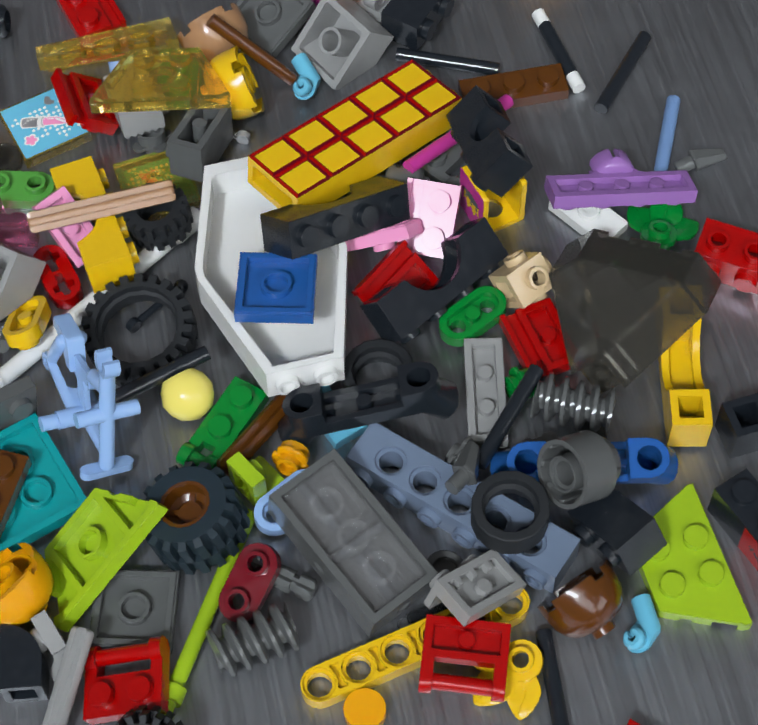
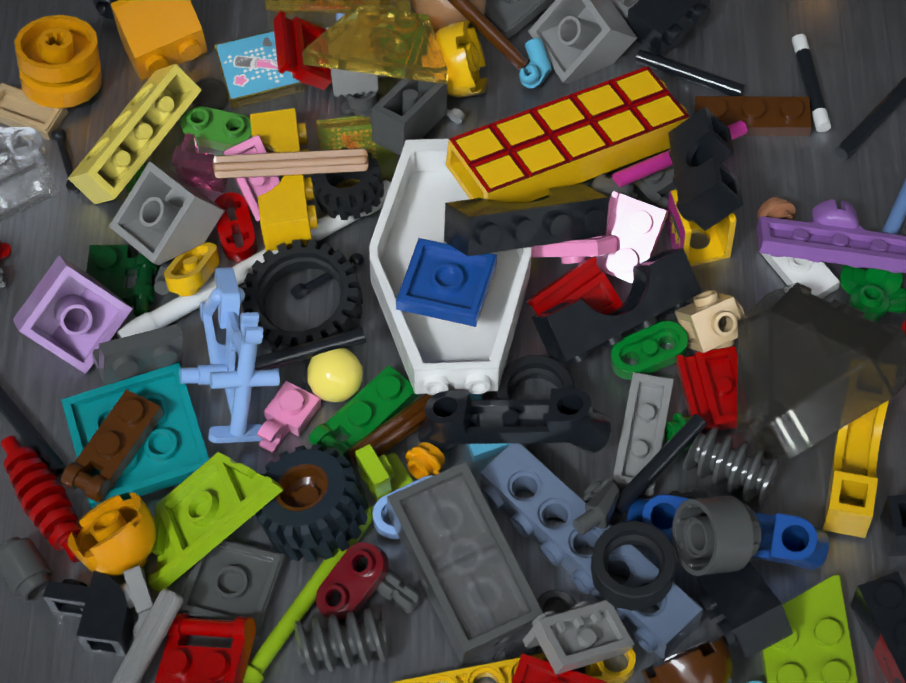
camera: 15 degrees right, 0 degrees up
(150, 438) = (287, 412): none -> bright pink plate
(556, 166) = (777, 208): none -> nougat plate

